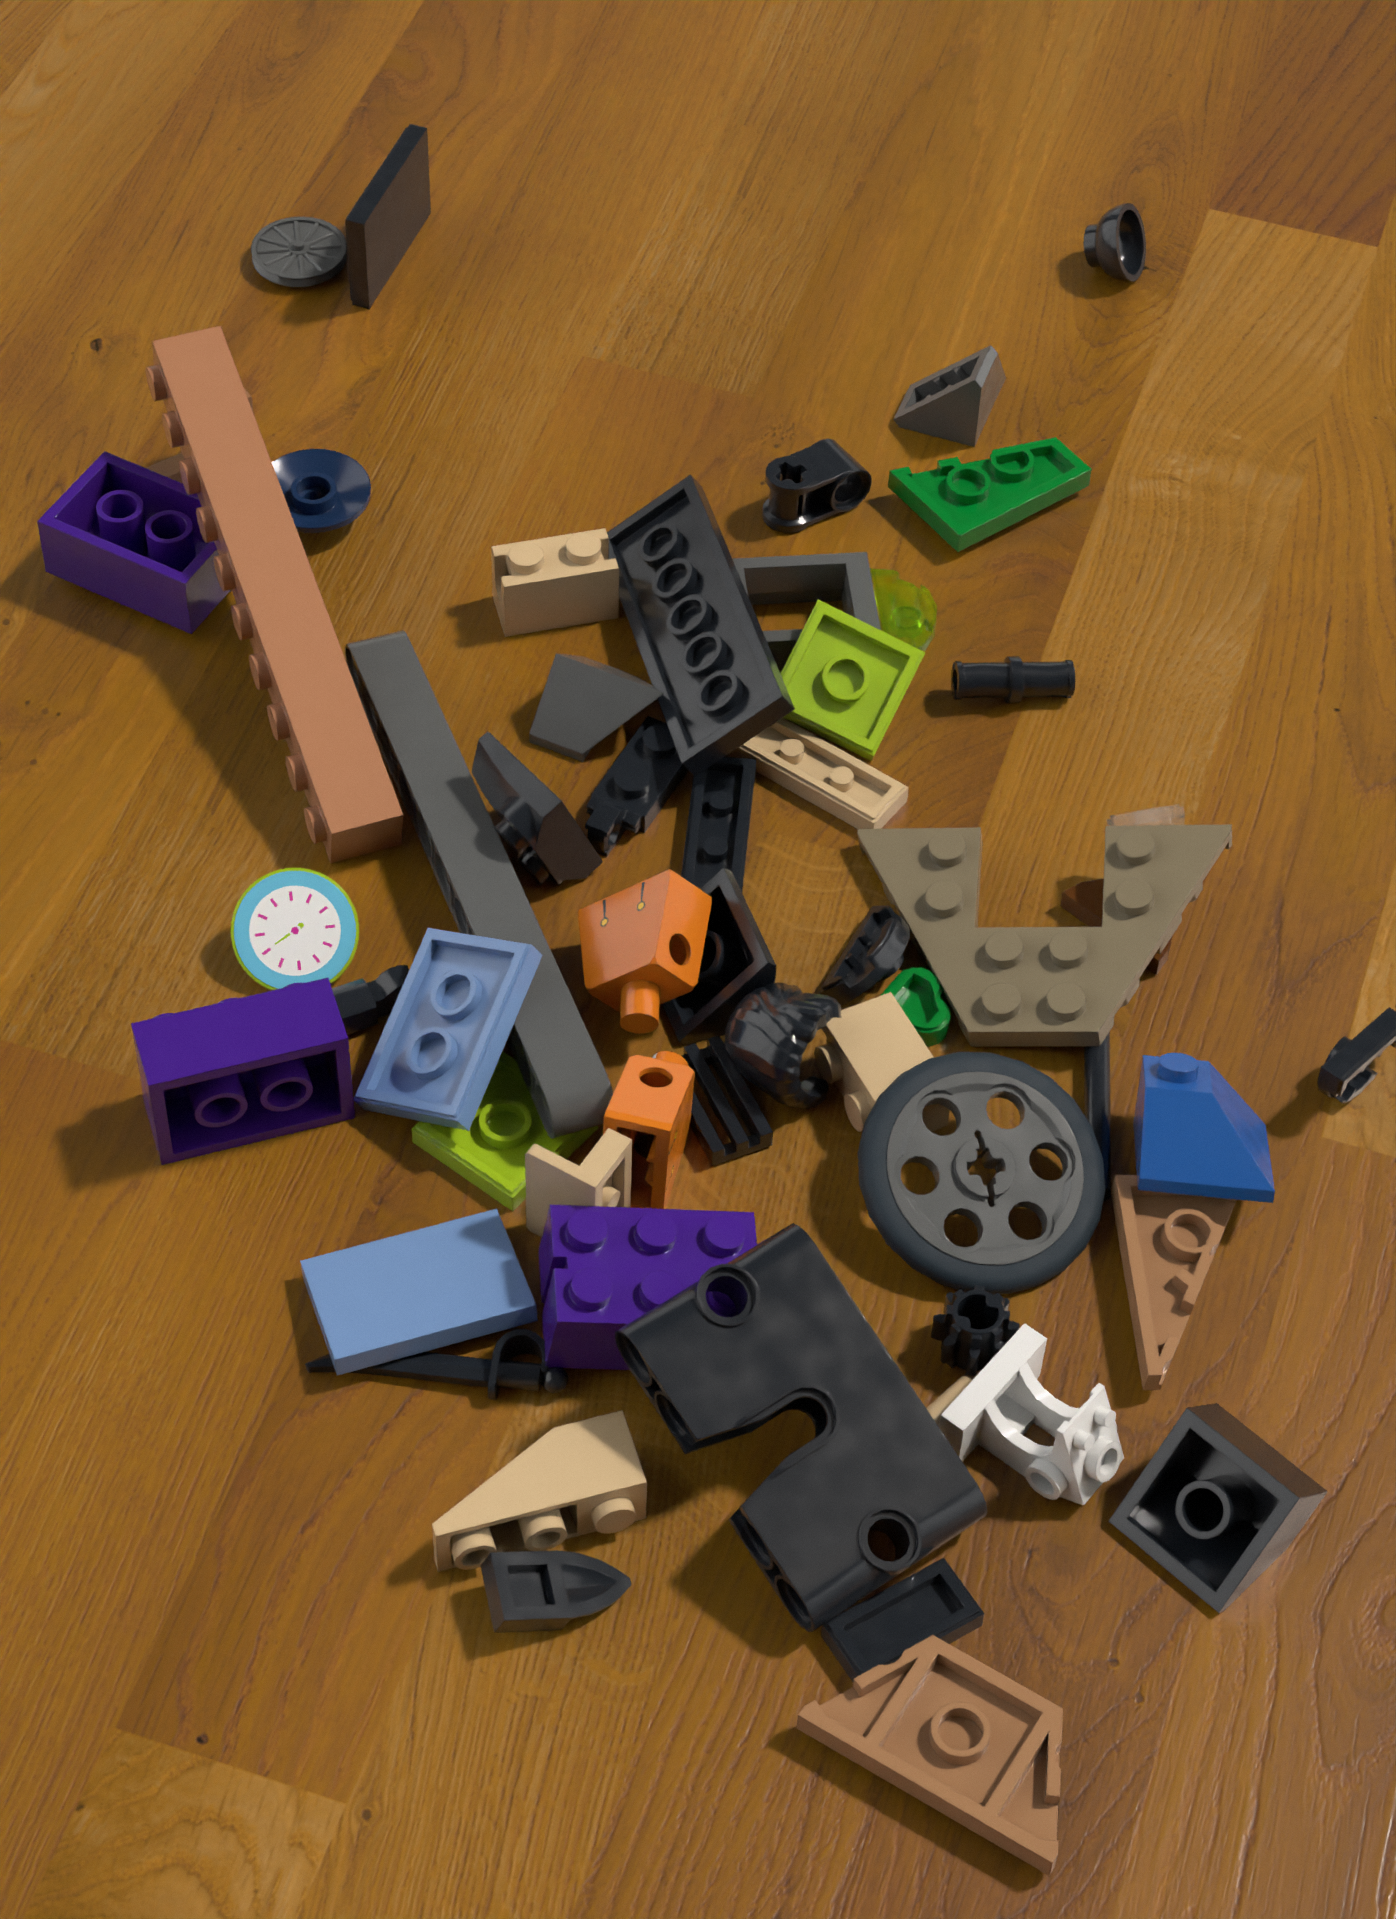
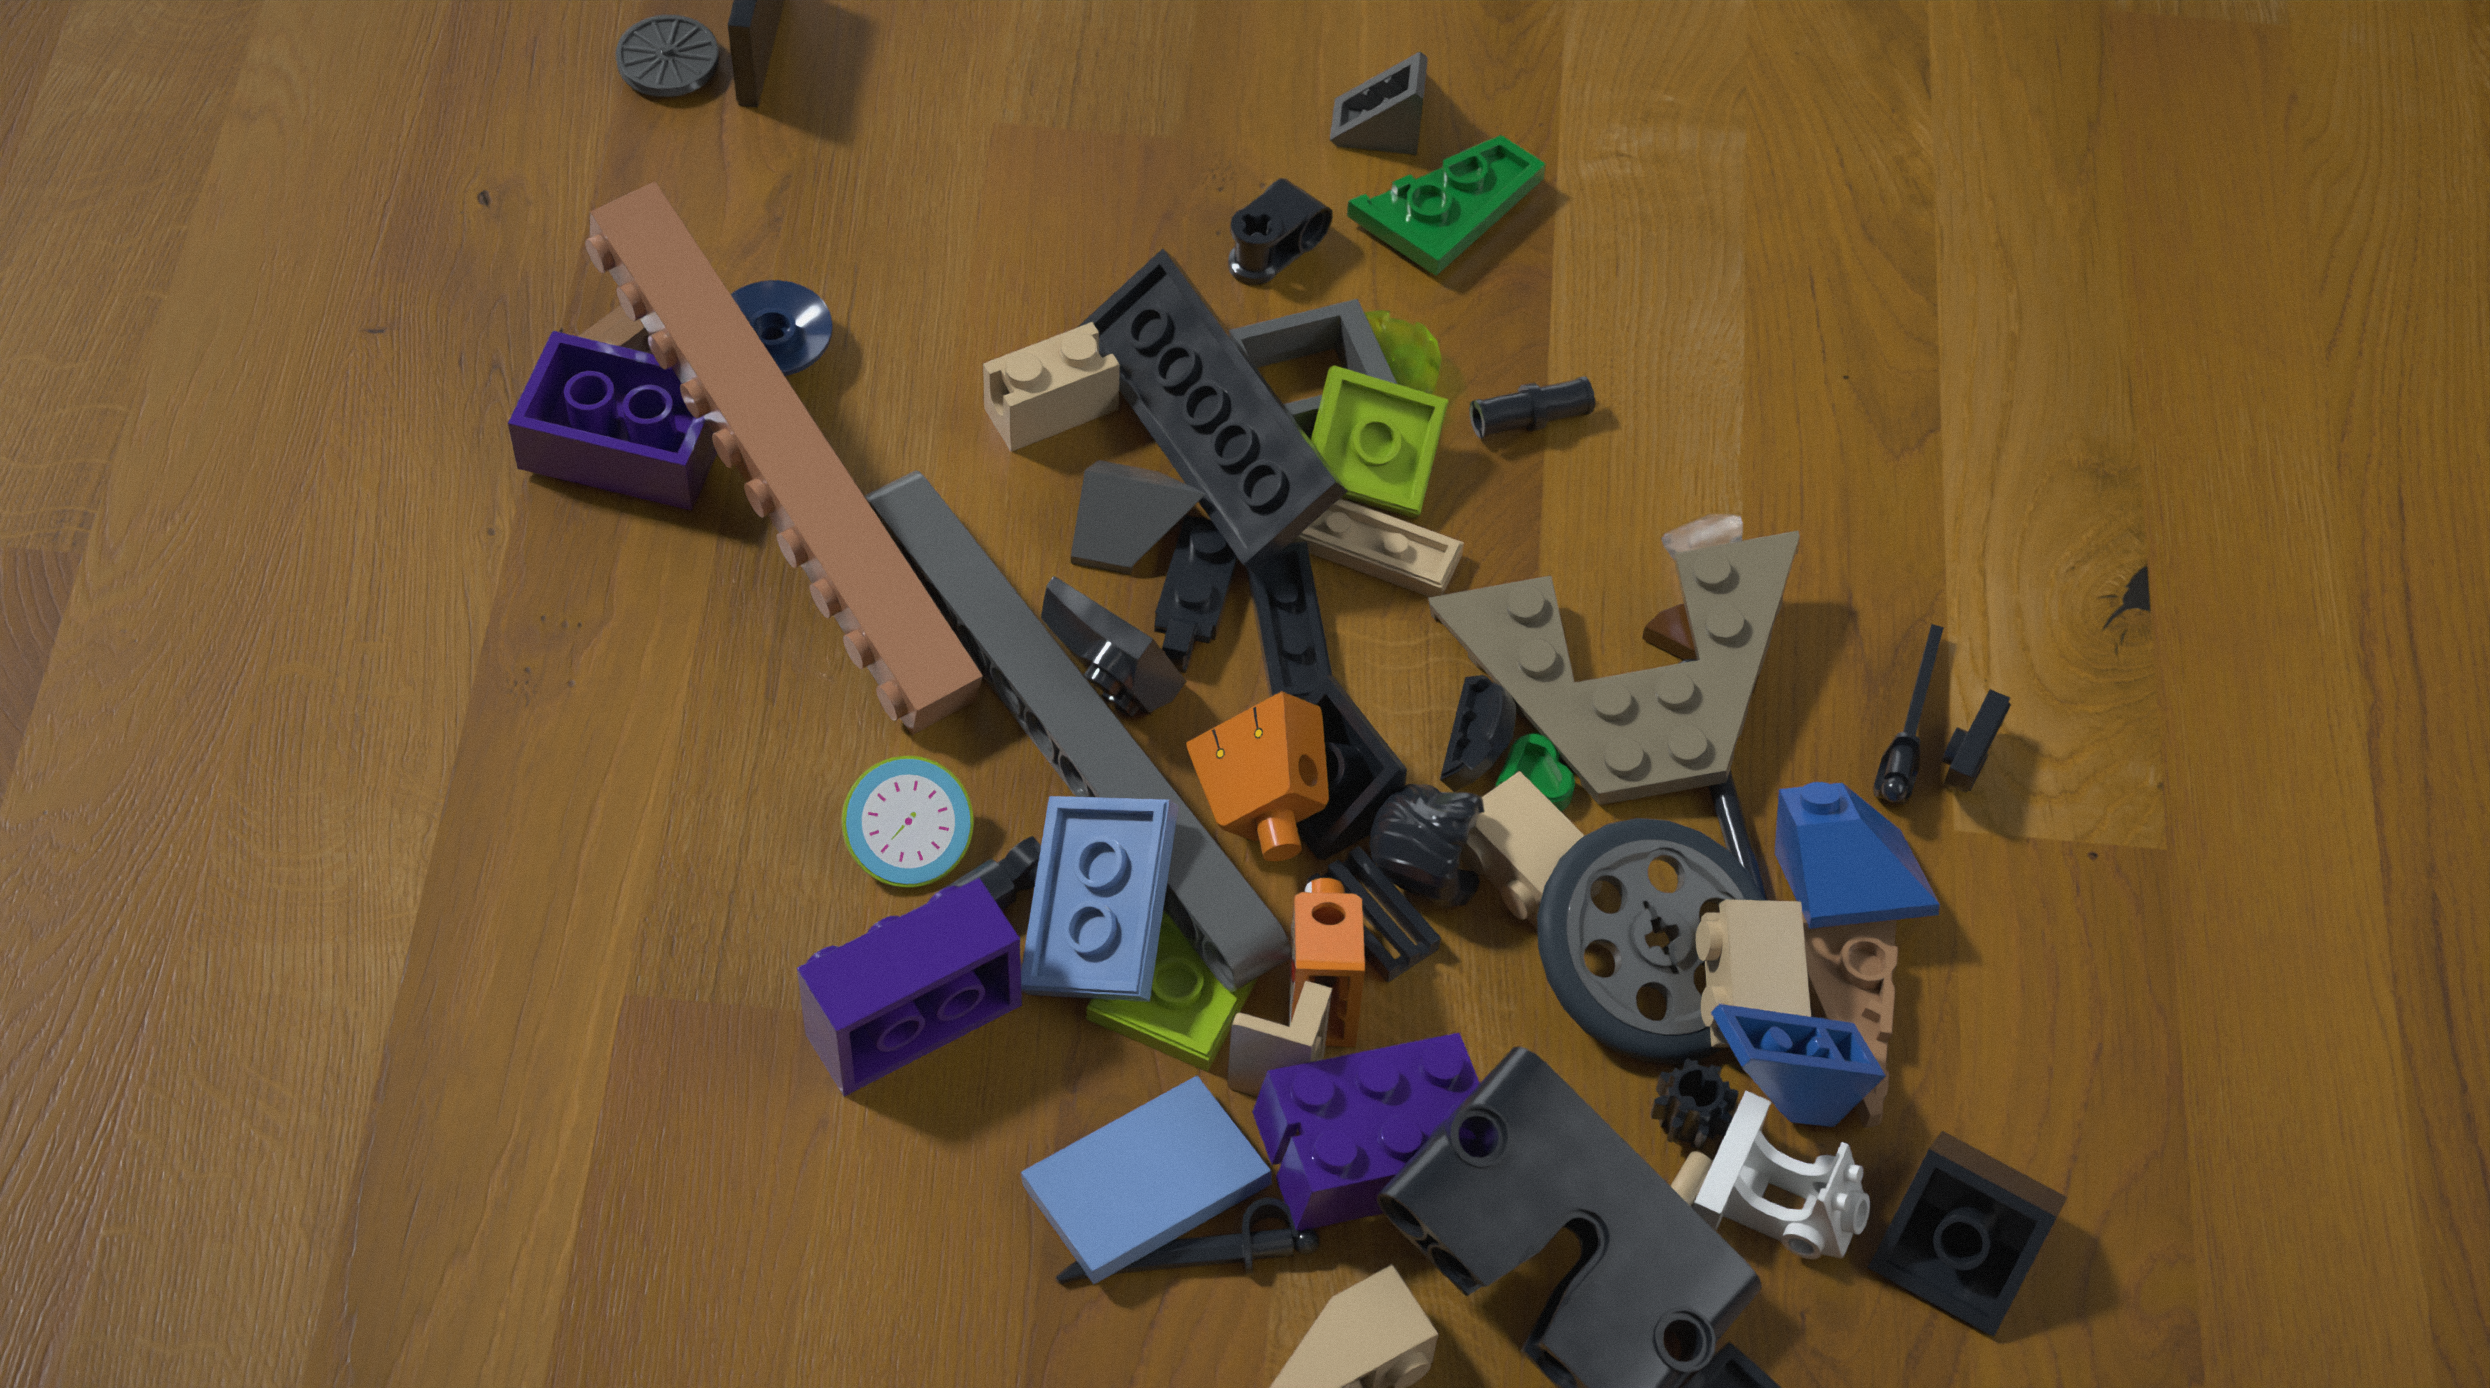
camera: 15 degrees left, 5 degrees up
(1066, 1219) = (1753, 959): none -> tan brick
(1084, 1308) = (1803, 1063): none -> blue slope
(1285, 1055) = (1902, 757): none -> black sword

